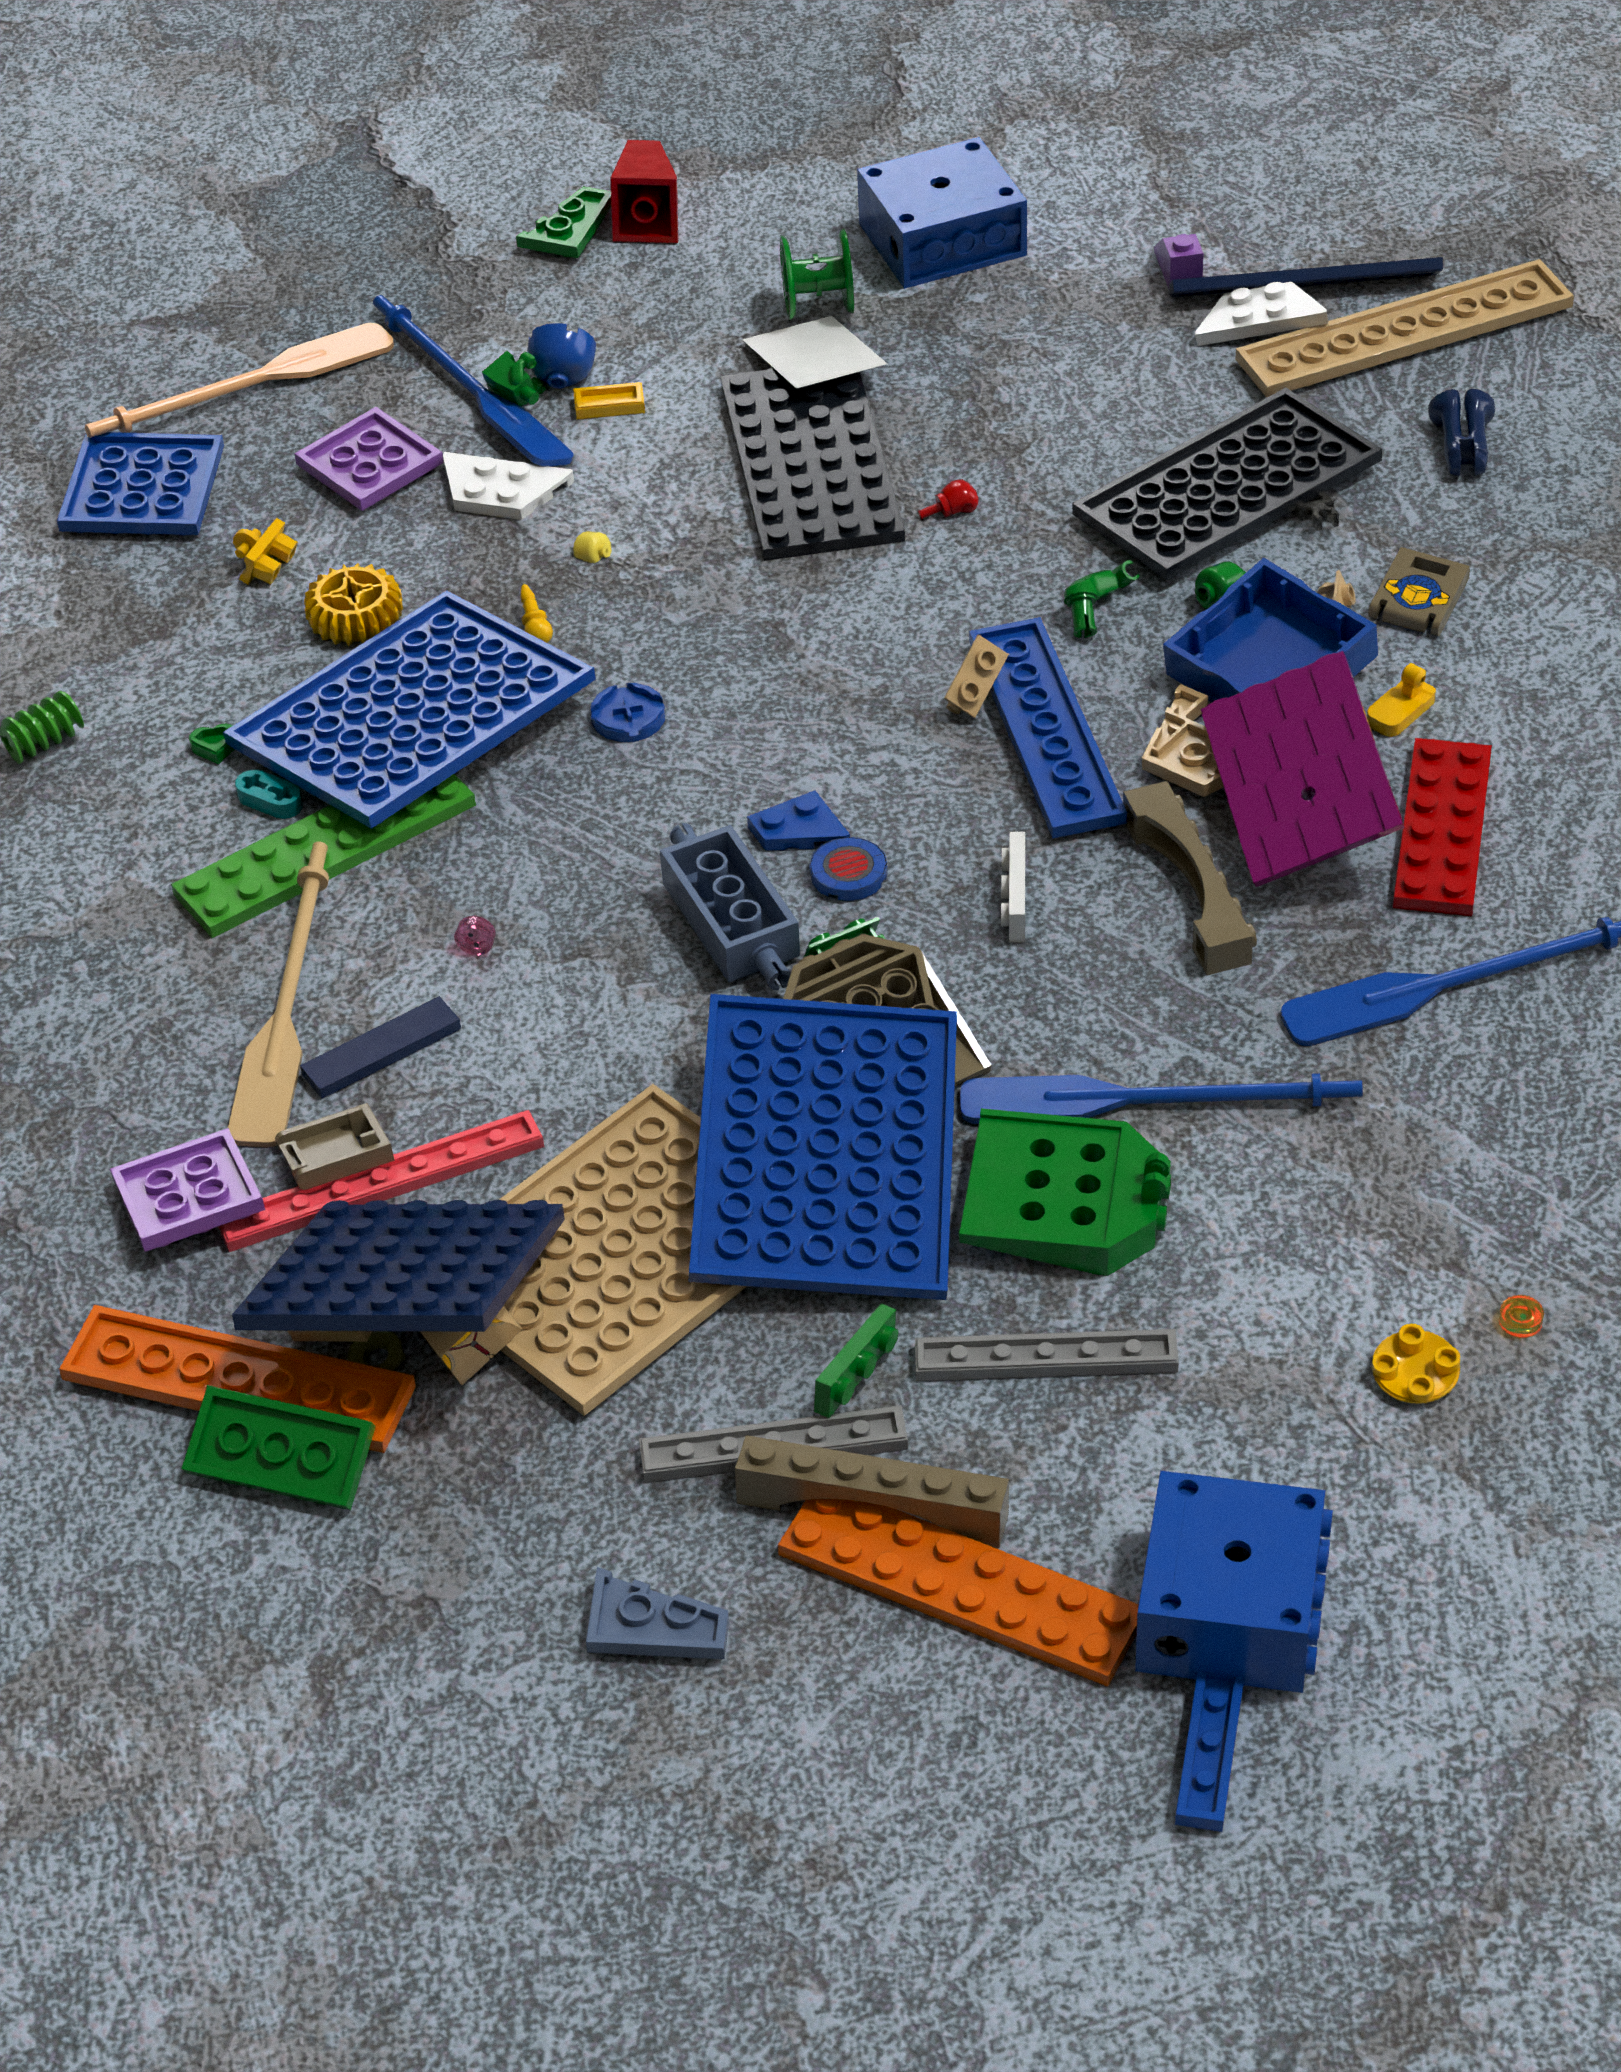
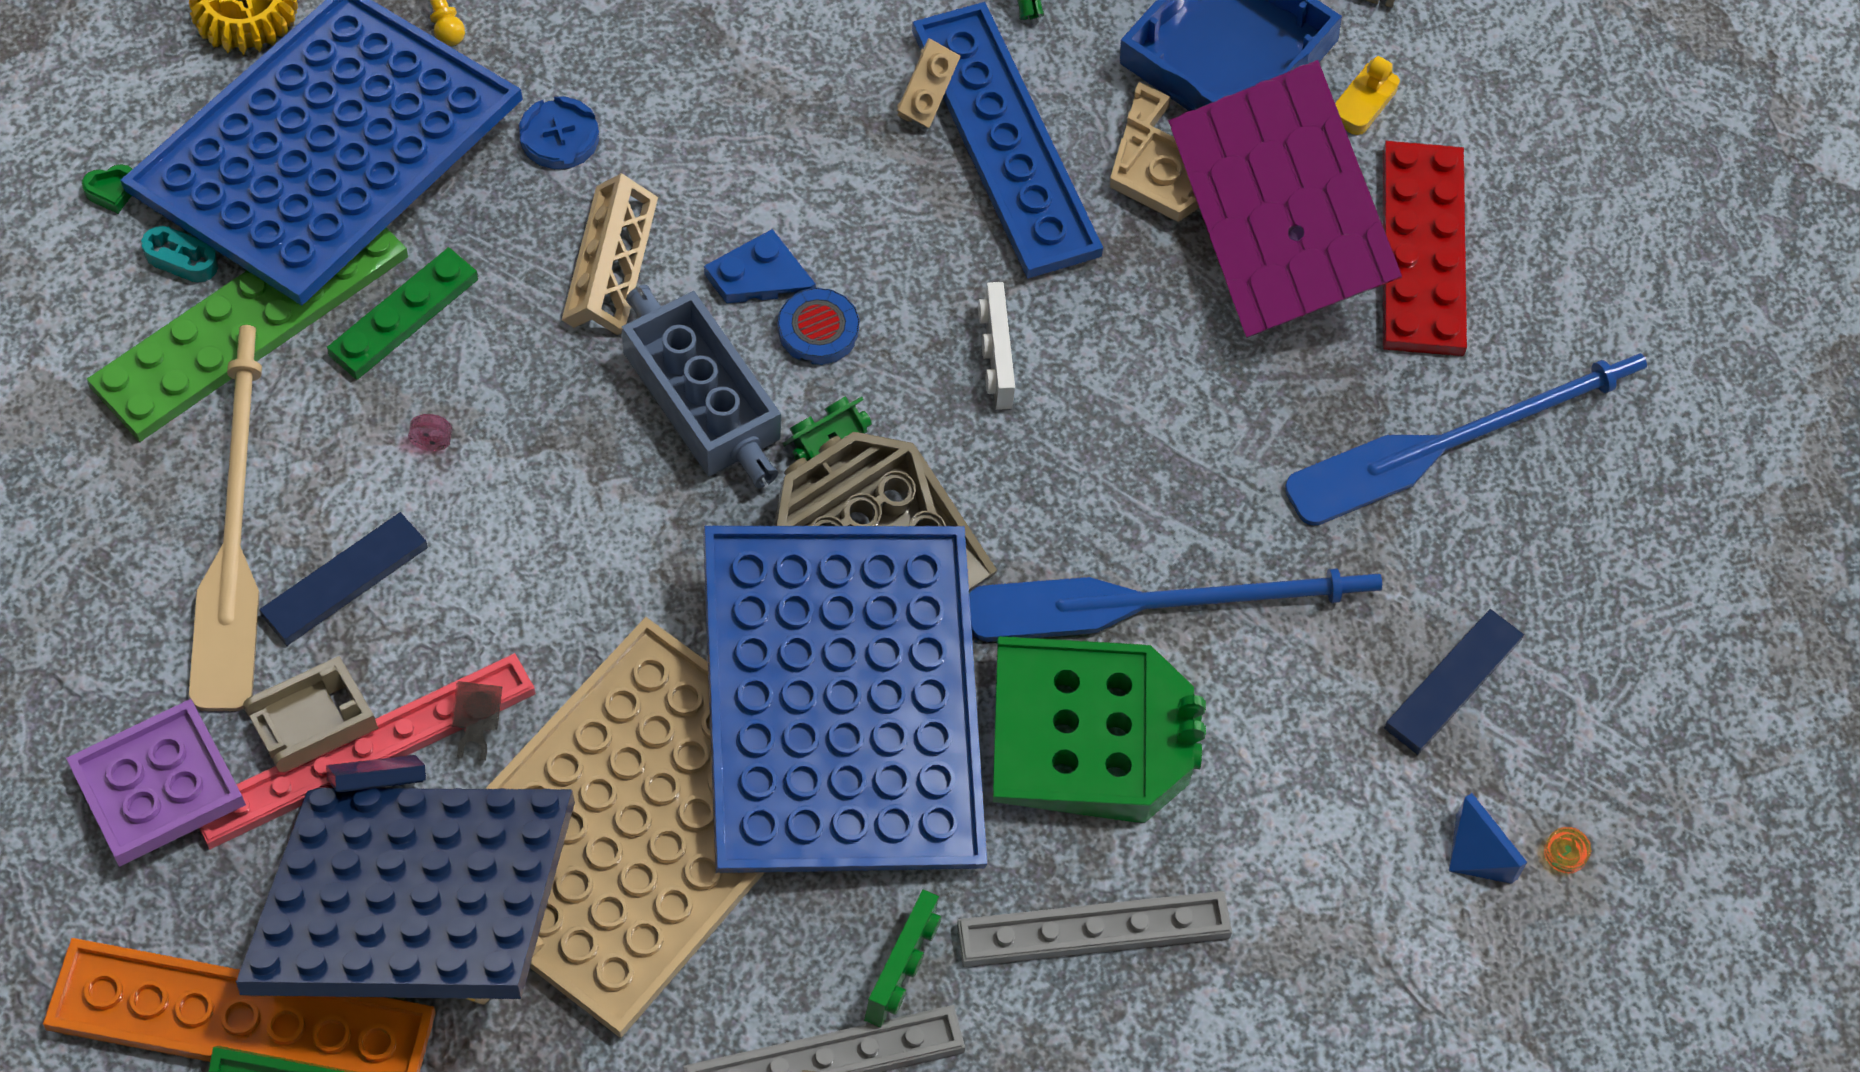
camera: 15 degrees left, 15 degrees up
(386, 1191) = (376, 773): none -> dark blue tile
(464, 846) = (402, 313): none -> green plate
(485, 1151) = (476, 711): none -> clear smoke plate
(665, 771) = (600, 243): none -> tan fence
(1159, 820) = (1137, 255): dark tan arch -> none
(1416, 1365) = (1471, 920): yellow dish -> none
(1425, 1174) = (1453, 681): none -> dark blue tile
(1437, 1304) = (1482, 846): none -> blue slope

